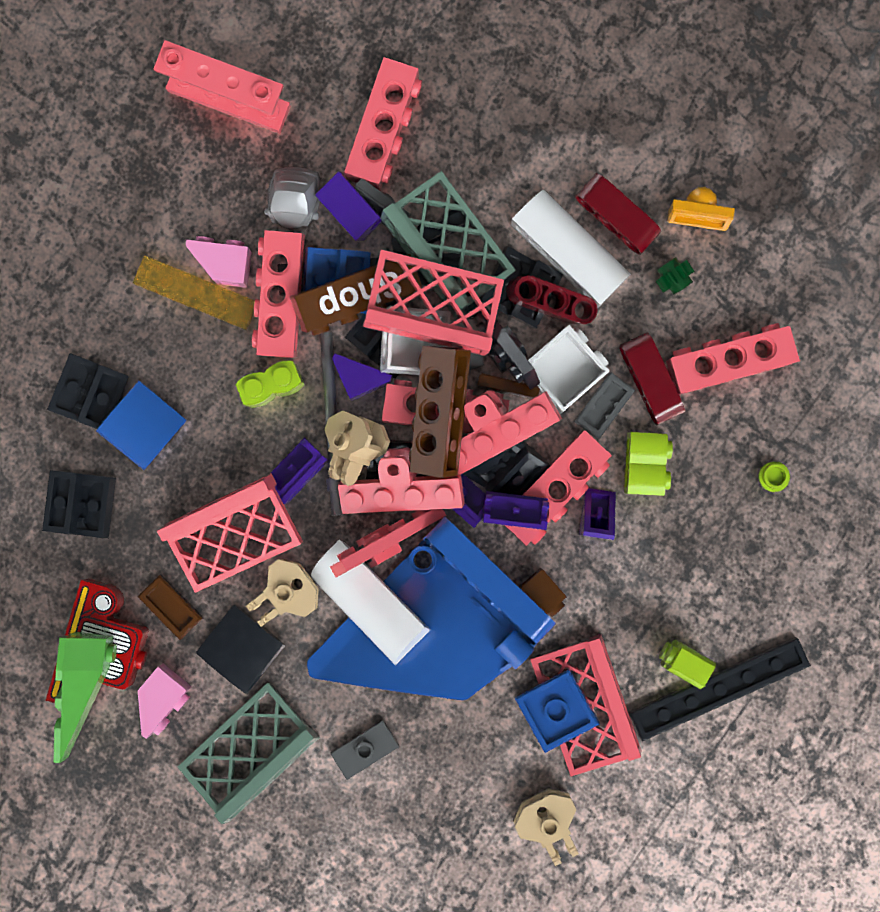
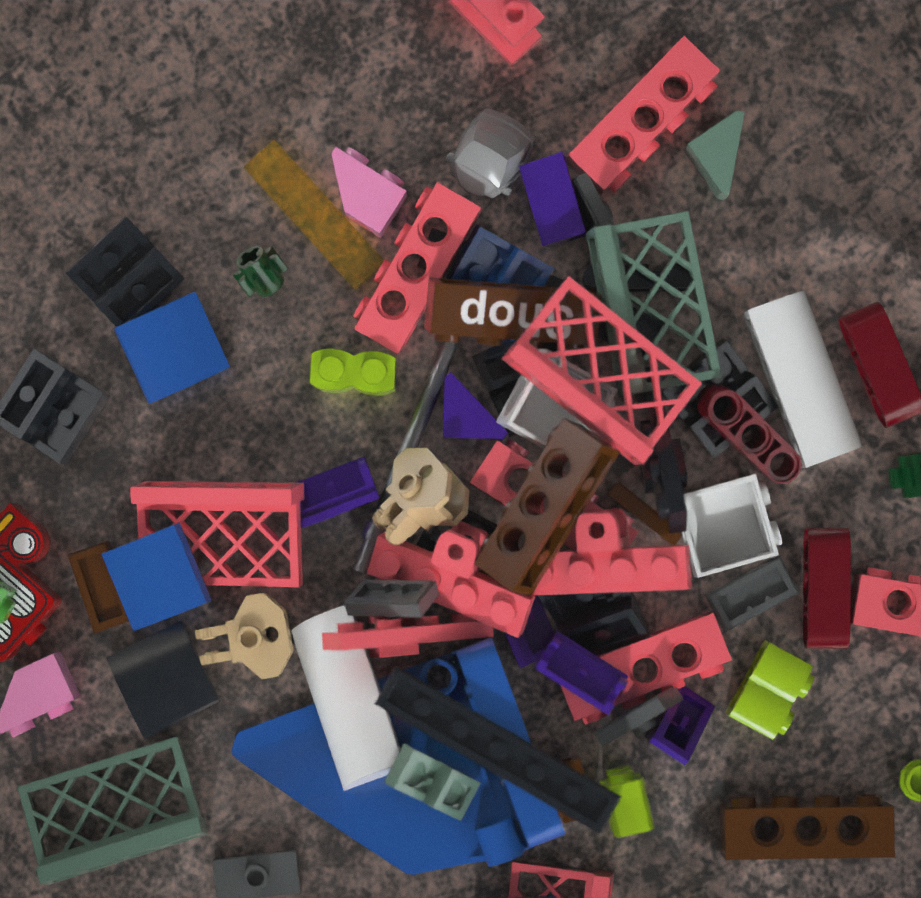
camera: 25 degrees right, 0 degrees up
(176, 346) = (260, 271): none -> dark green gear
(202, 582) = (156, 577): none -> blue slope
(366, 521) = (391, 598): none -> dark grey plate
(441, 125) = (716, 153): none -> sand green slope
(450, 631) = (432, 782): none -> sand green slope
(484, 588) = (498, 750): none -> black tile
(569, 523) = (640, 718): none -> dark grey plate
(586, 582) = (633, 810): none -> lime brick
(760, 530) = (871, 840): none -> reddish brown brick

